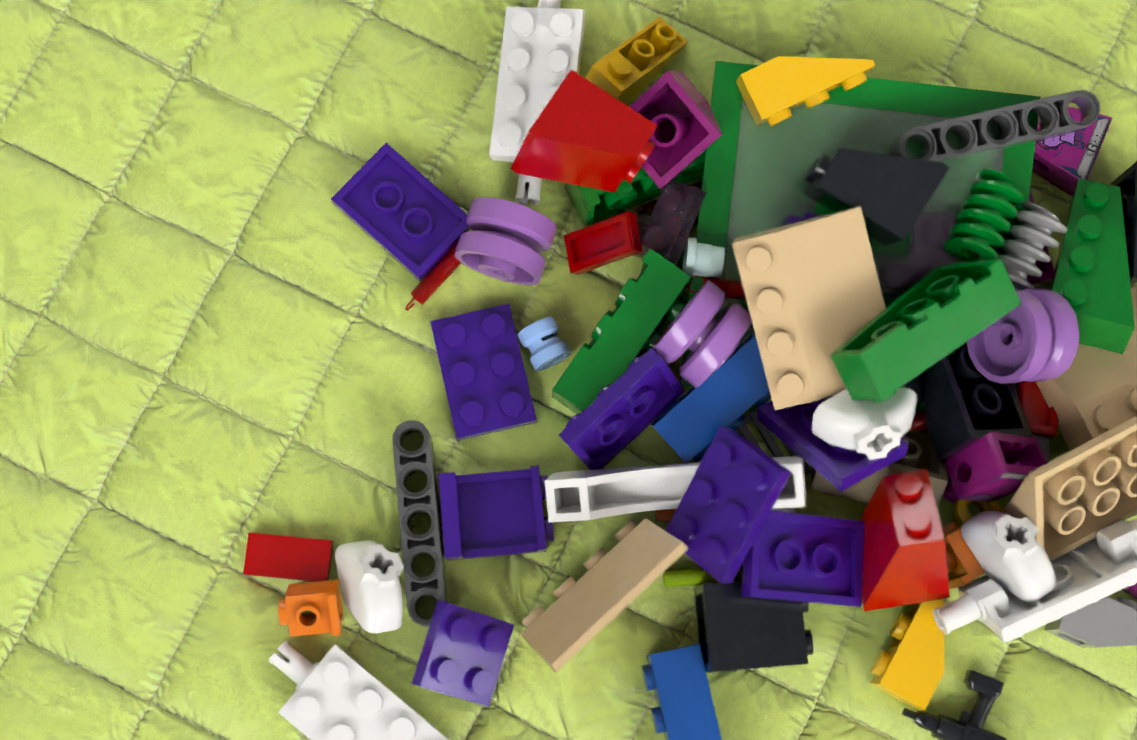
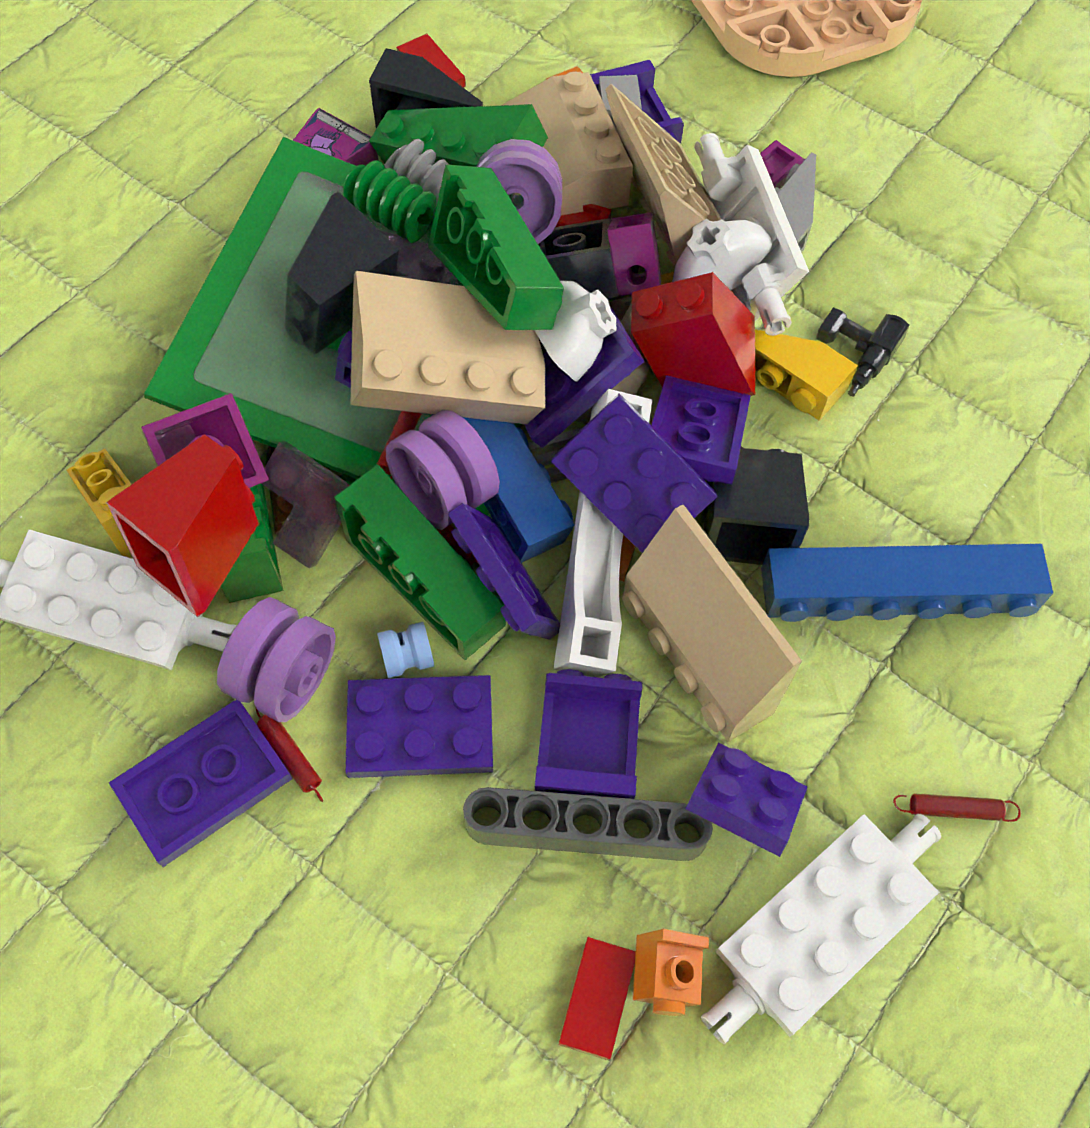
camera: 75 degrees left, 15 degrees down
(371, 584) = (650, 890): white piece -> none
(603, 243) = (308, 563): red tile -> none
(703, 259) = (358, 457): light aqua piece -> none
(792, 81) = (195, 321): yellow slope -> none
(1013, 125) = (305, 165): dark grey beam -> none

